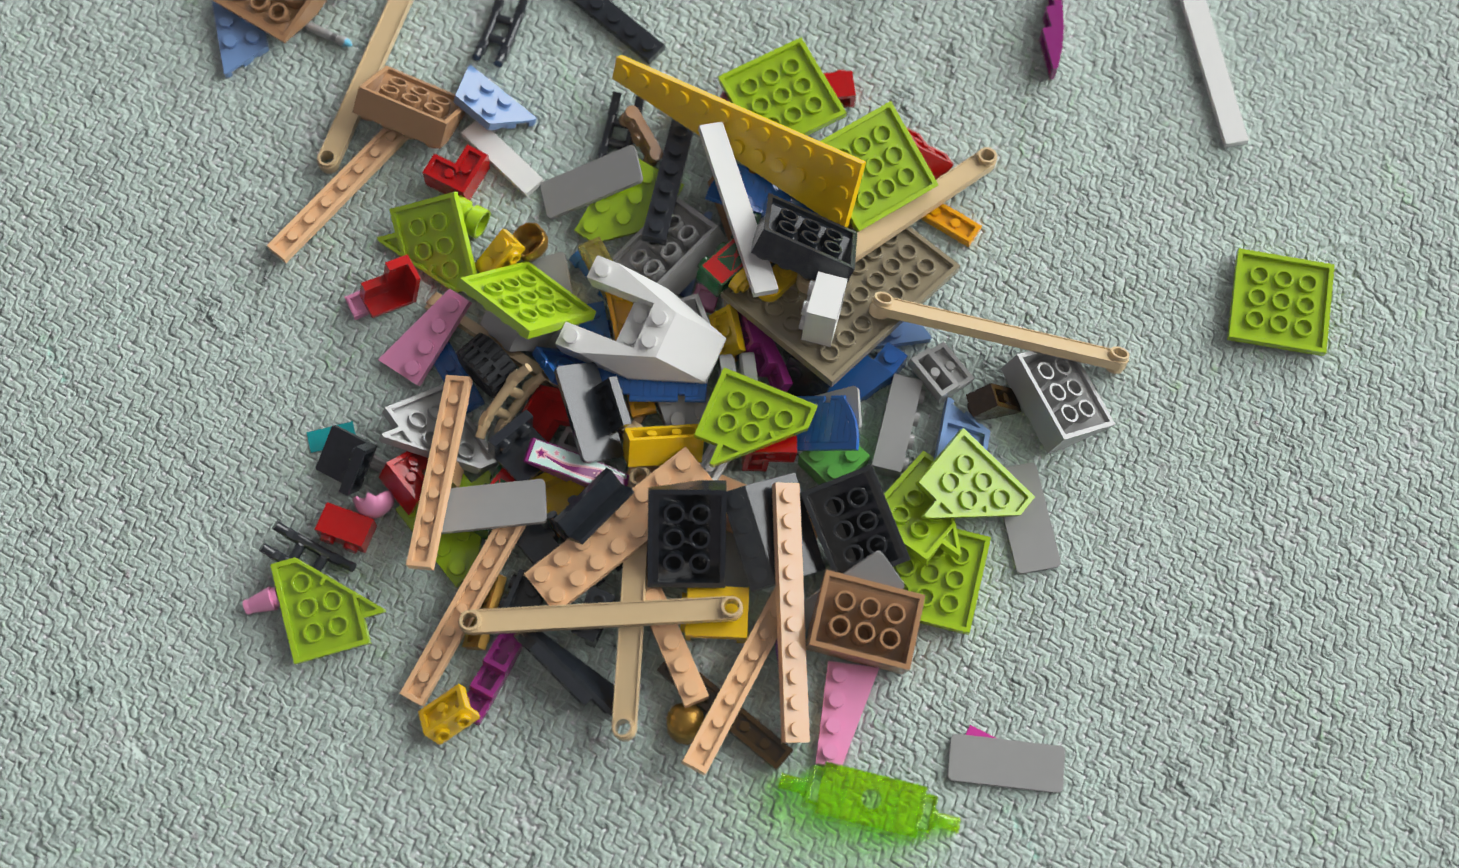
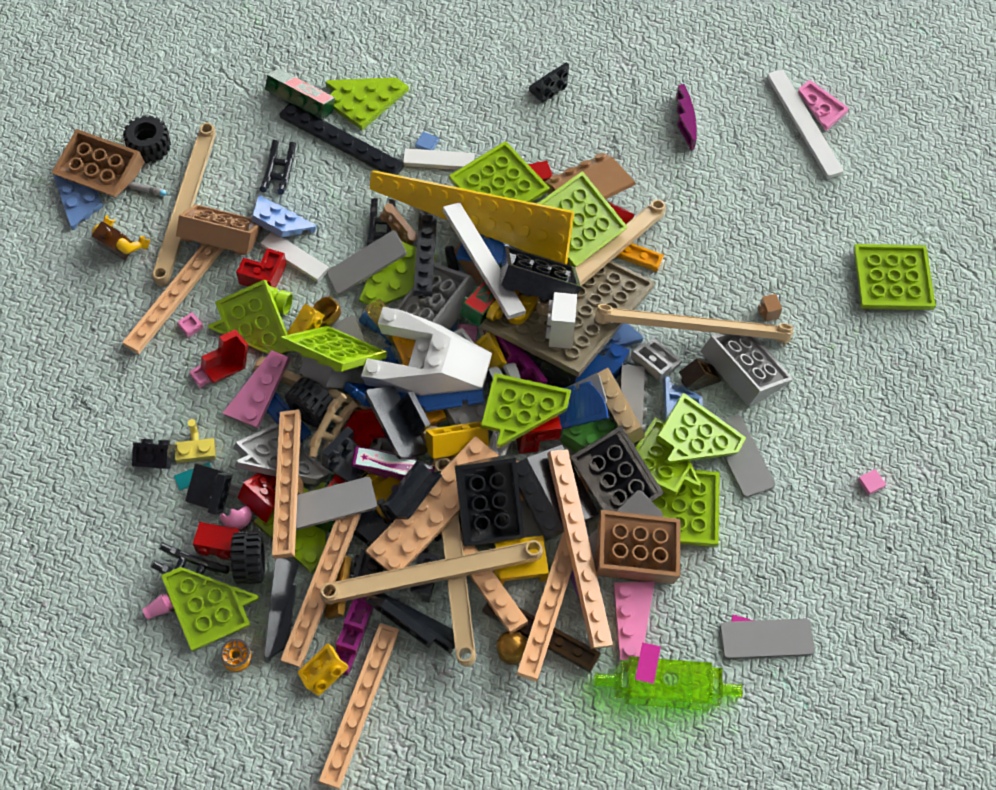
camera: 10 degrees left, 10 degrees down
(275, 104) = (116, 241): none -> torso
(283, 401) = (152, 454): none -> black bracket
(337, 402) = (195, 449): none -> light yellow plate
(338, 673) = (227, 654): none -> light orange wheel
(355, 232) = (190, 325): none -> bright pink tile
(378, 559) = (247, 558): none -> black tyre
(410, 627) = (281, 607): none -> black wedge
(486, 766) = (359, 707): none -> light nougat plate
(700, 19) = (426, 141): none -> medium blue tile
(702, 187) = (451, 258): none -> black axle
(711, 45) = (437, 159): none -> white tile
(847, 774) = (648, 662): none -> dark pink sticker
(877, 435) = (620, 408): none -> tan brick
(918, 101) = (602, 171): none -> medium nougat slope
(1105, 321) = (770, 307): none -> medium nougat plate
(1186, 580) = (872, 482): none -> bright pink tile
(1241, 38) = (822, 104): none -> bright pink wing

